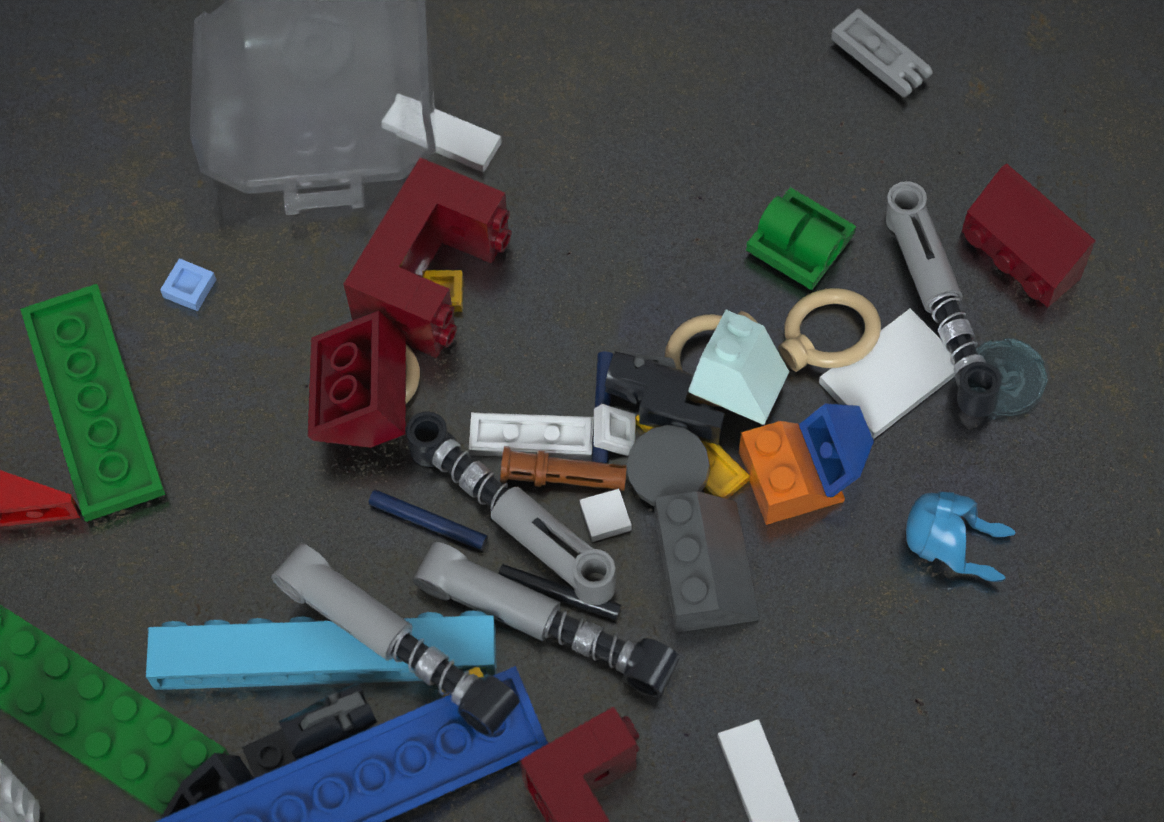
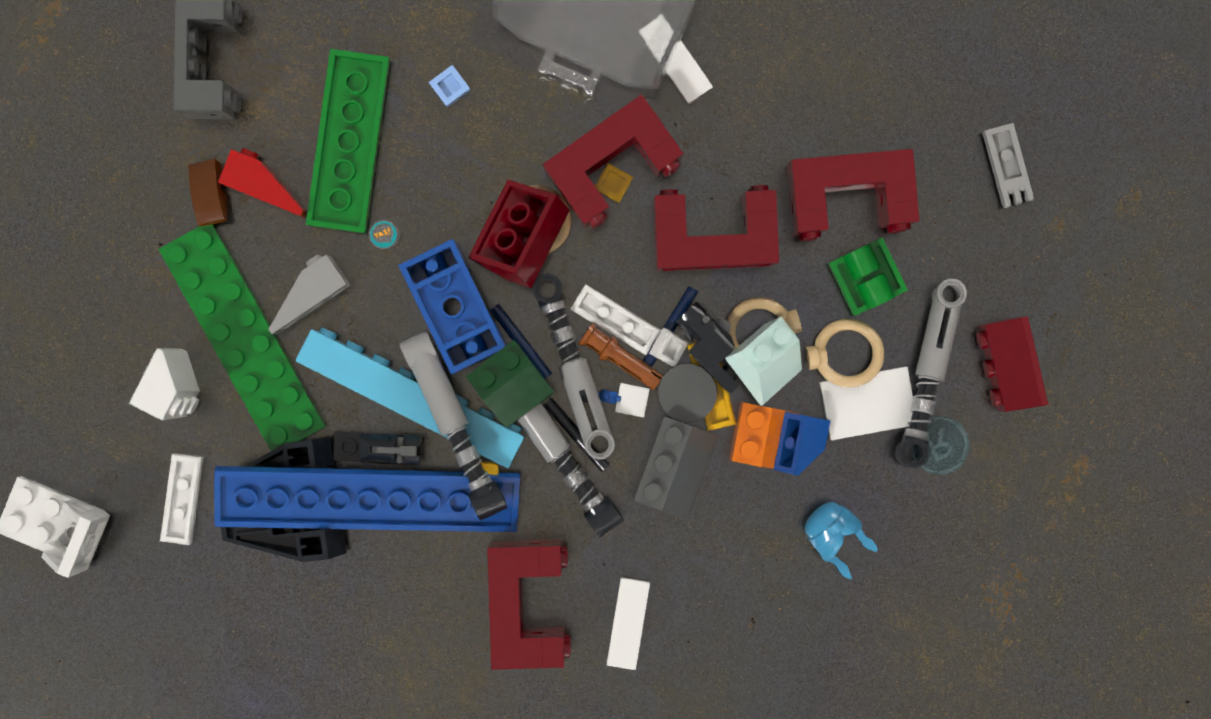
camera: 25 degrees right, 25 degrees up
(129, 584) = (312, 289): none -> light grey slope
(189, 483) = (384, 234): none -> clear tile
(356, 530) = (445, 275): none -> blue plate
(438, 552) = (510, 384): none -> dark green slope
(576, 522) = (609, 396): none -> blue piece
(635, 273) = (753, 248): none -> dark red piece
(683, 152) = (886, 171): none -> dark red piece

